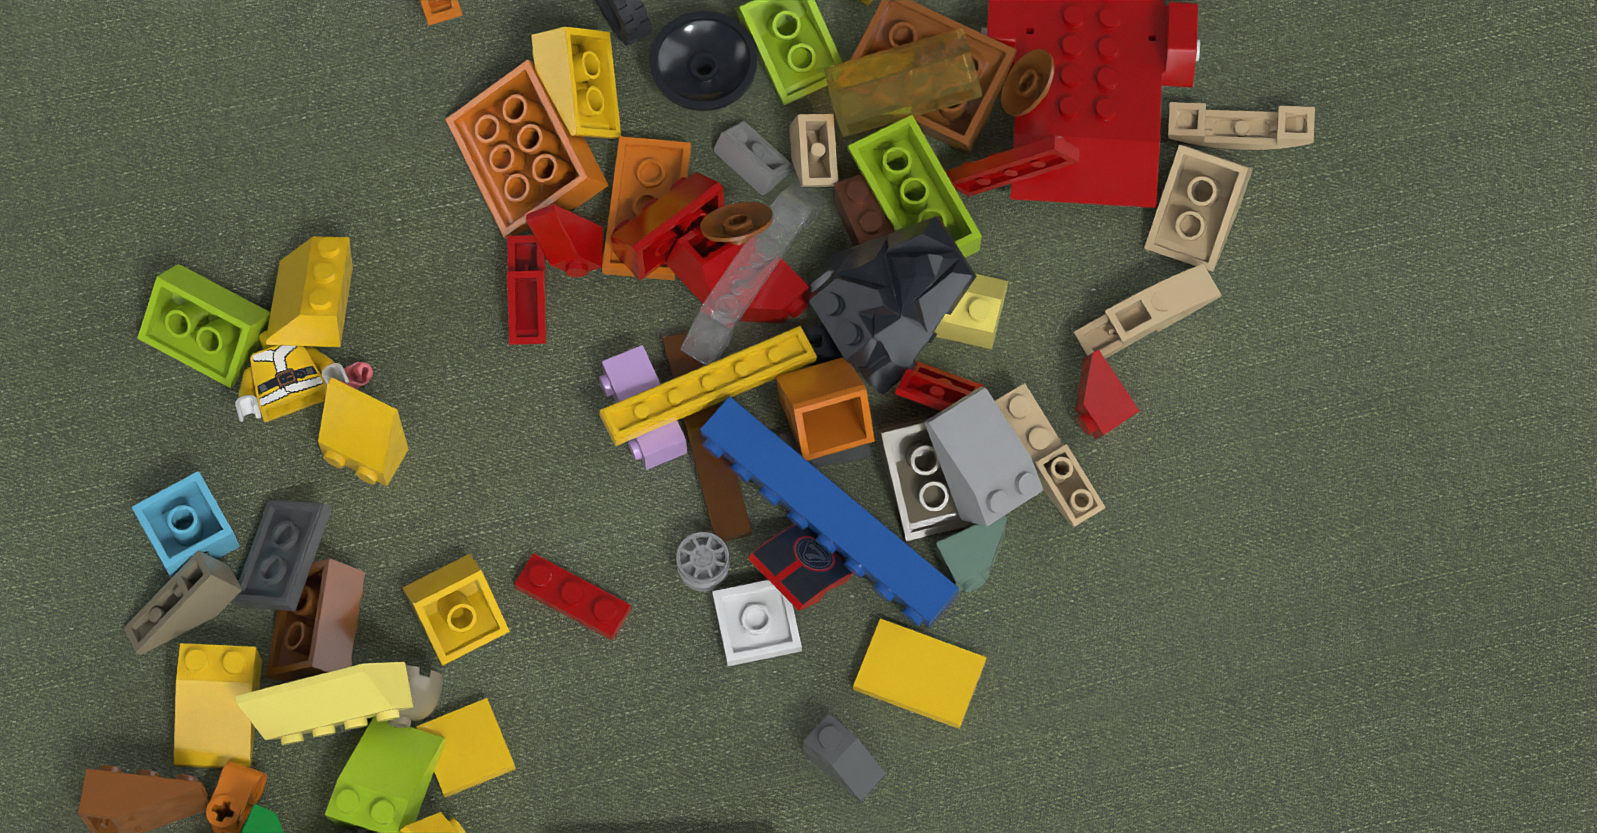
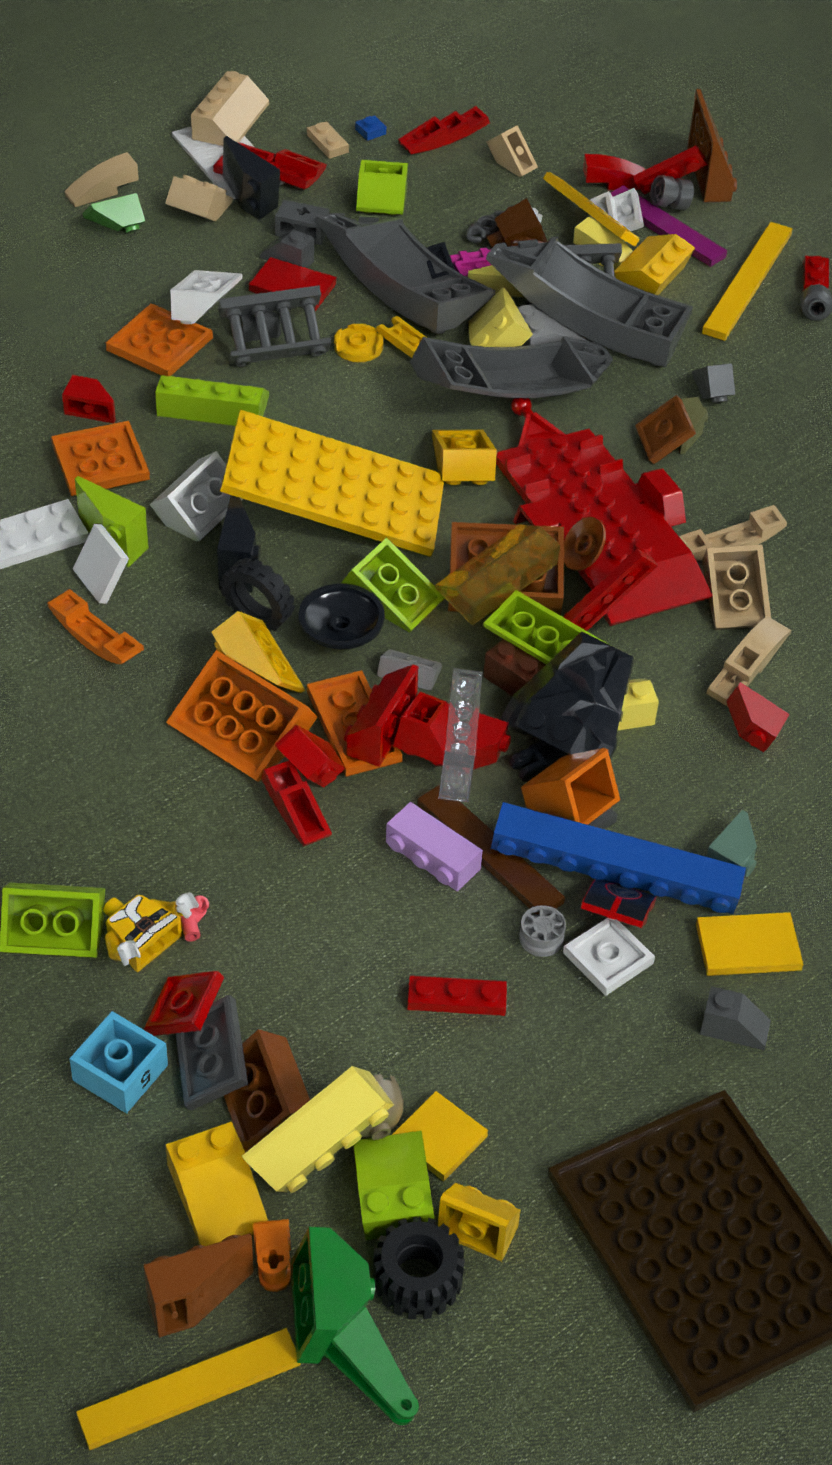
camera: 30 degrees left, 20 degrees down
(185, 601) = (147, 1120): dark tan slope -> none
(283, 486) = (184, 1003): none -> red tile
(312, 294) = (132, 860): yellow slope -> none
(361, 434) = (230, 932): yellow slope -> none
(456, 609) = (373, 1034): yellow slope -> none
(707, 385) = (474, 810): yellow tile -> none
(737, 222) = (438, 691): dark orange dish -> none
(814, 149) = (454, 640): tan slope -> none
(917, 479) = (667, 809): dark tan slope -> none
(934, 386) = (645, 752): red slope -> none
(982, 459) = (709, 778): light grey slope -> none
(1055, 464) = (750, 775): tan slope -> none

